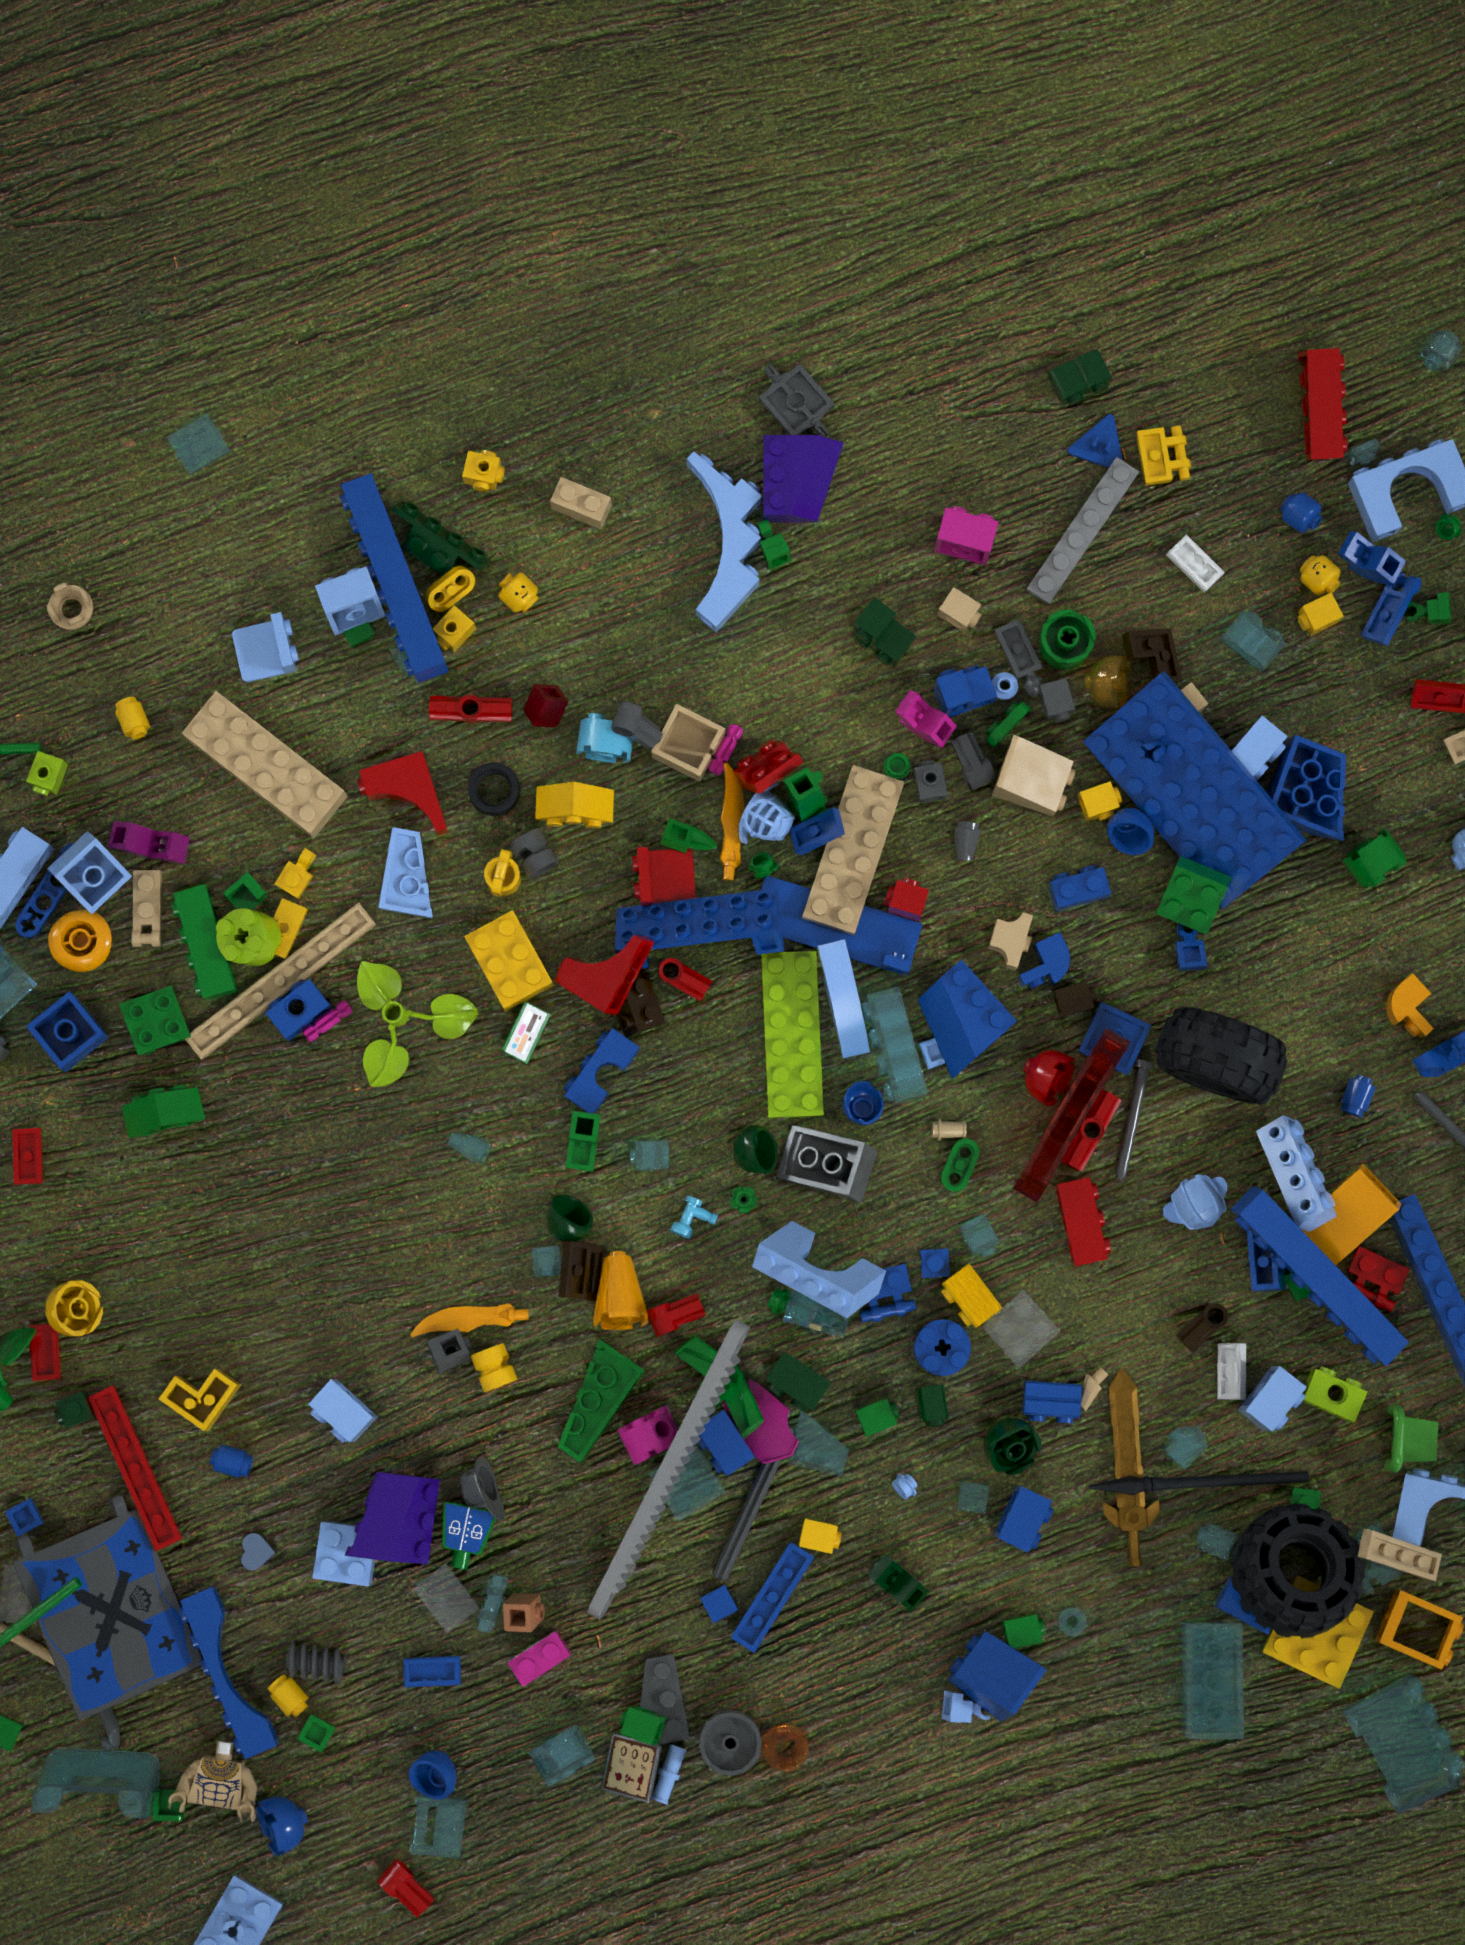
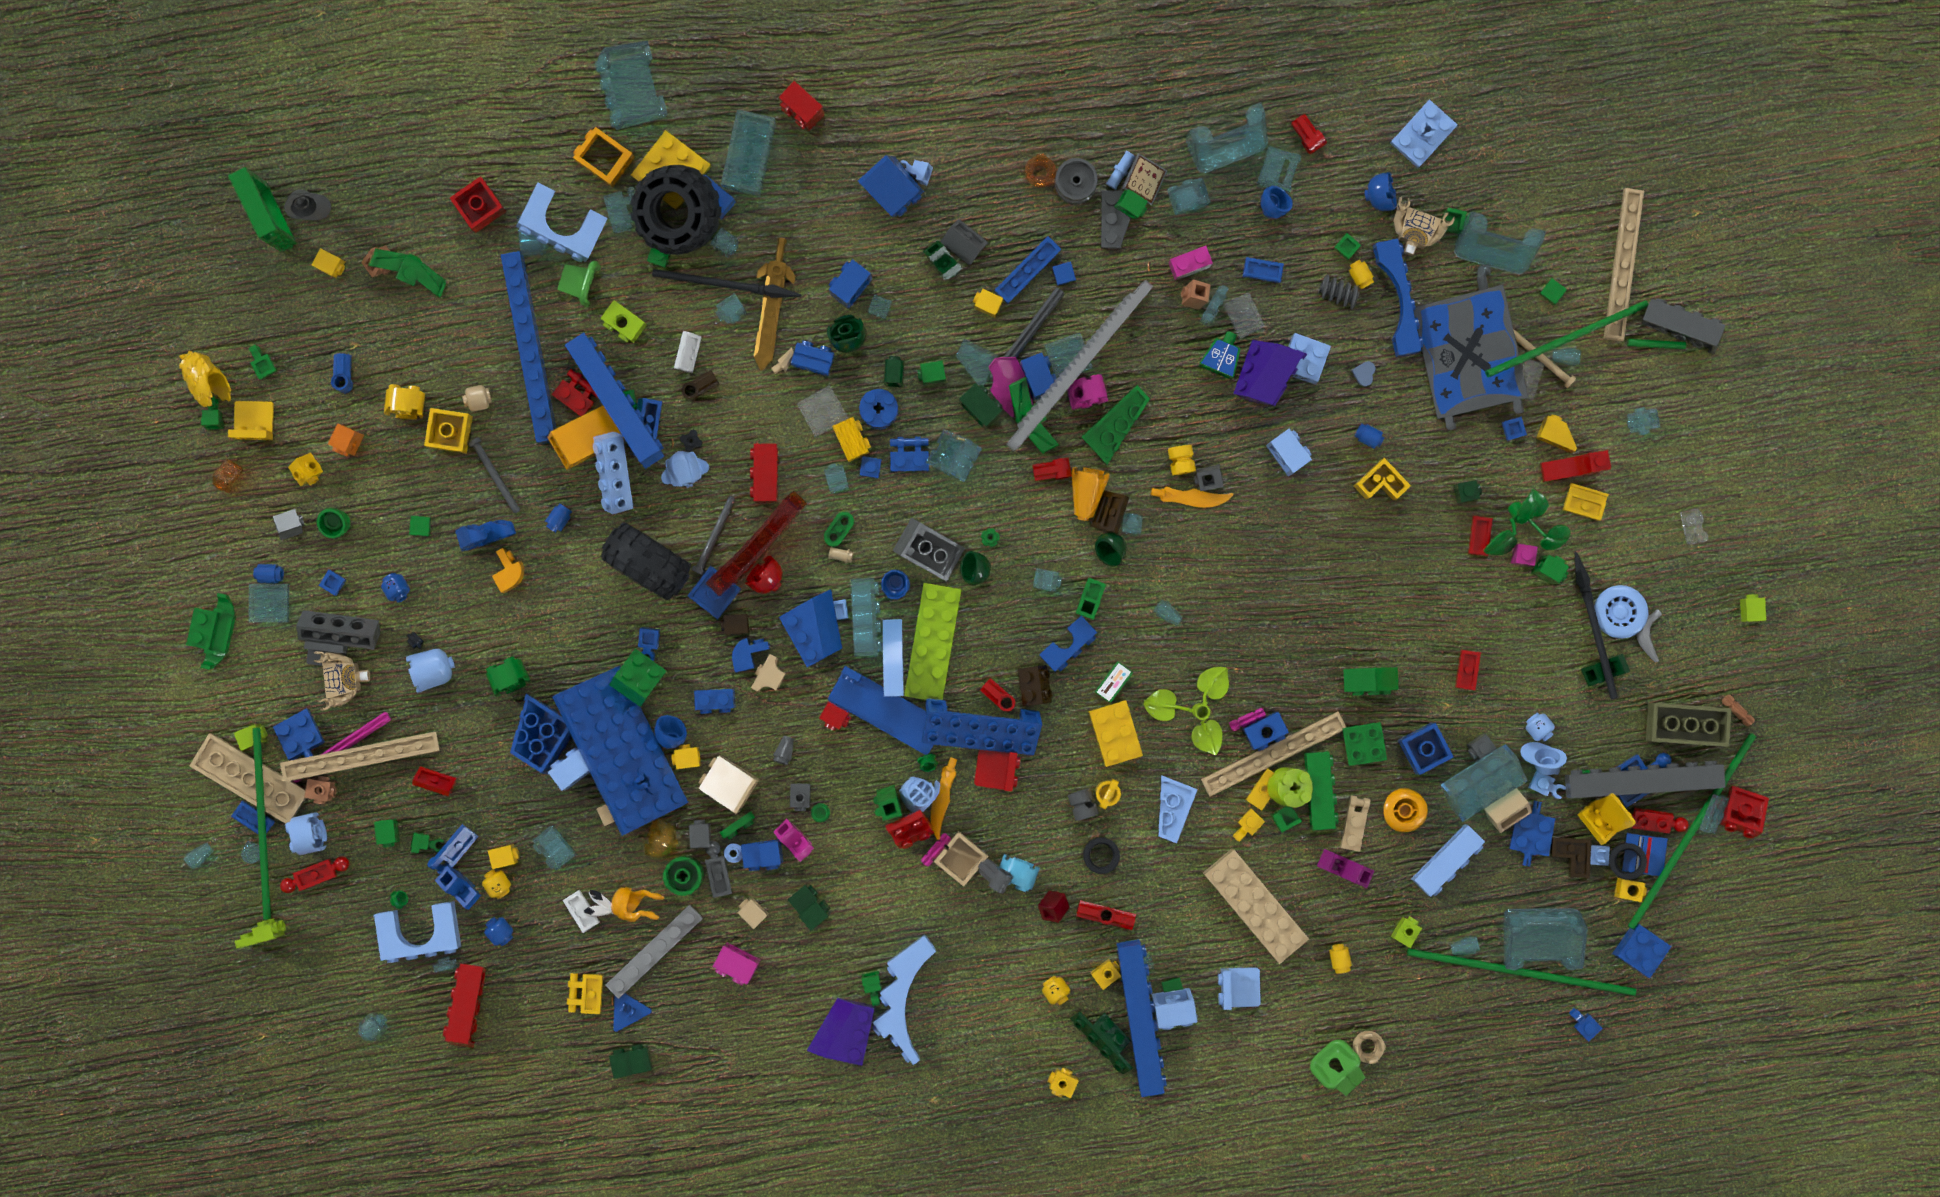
camera: 165 degrees left, 5 degrees up
(44, 888) = (1421, 852): blue beam -> none
(74, 1308) = (1456, 559): yellow cylinder -> none
(89, 872) = (1390, 855): light blue brick -> none
(92, 579) = (1350, 1061): none -> bright green piece
(135, 1468) = (1434, 445): red plate -> none
(198, 444) = (1257, 1145): clear light blue piece -> none
(407, 781) = (1160, 874): red arch -> none
(450, 590) = (1103, 1003): yellow plate -> none
(481, 1490) = (1206, 381): dark grey piece -> none
(536, 1828) = (1218, 151): none -> clear light blue windscreen
(574, 804) = (1048, 831): yellow brick -> none
(580, 503) = (999, 1045): tan brick -> none
(606, 982) = (1052, 702): red arch -> none
(684, 837) = (977, 794): green plate -> none
(692, 1208) = (1026, 538): medium azure piece -> none
(779, 1300) = (980, 463): green plate -> none
(796, 401) = (833, 1086): dark grey plate -> none
(817, 831) = (885, 777): blue plate -> none
(841, 1291) = (941, 457): light blue arch -> none
(853, 857) = (863, 760): tan plate -> none
(872, 1618) = (964, 241): none -> dark grey panel
(904, 1485) = (923, 323): light blue plate -> none
(975, 767) = (766, 800): dark grey piece -> none
(1023, 1630) = (866, 212): green brick -> none
(1078, 1628) = (832, 205): clear light blue plate -> none
(1084, 1146) = (753, 523): red piece -> none
(1141, 583) = (622, 904): none -> light orange hair
(1149, 1764) = (801, 106): none -> red brick
(1157, 647) = (621, 856): dark brown plate -> none
(1189, 1246) = (696, 441): none -> black plate
(1273, 1399) = (665, 326): light blue brick -> none
(1399, 1555) = (605, 205): tan plate -> none

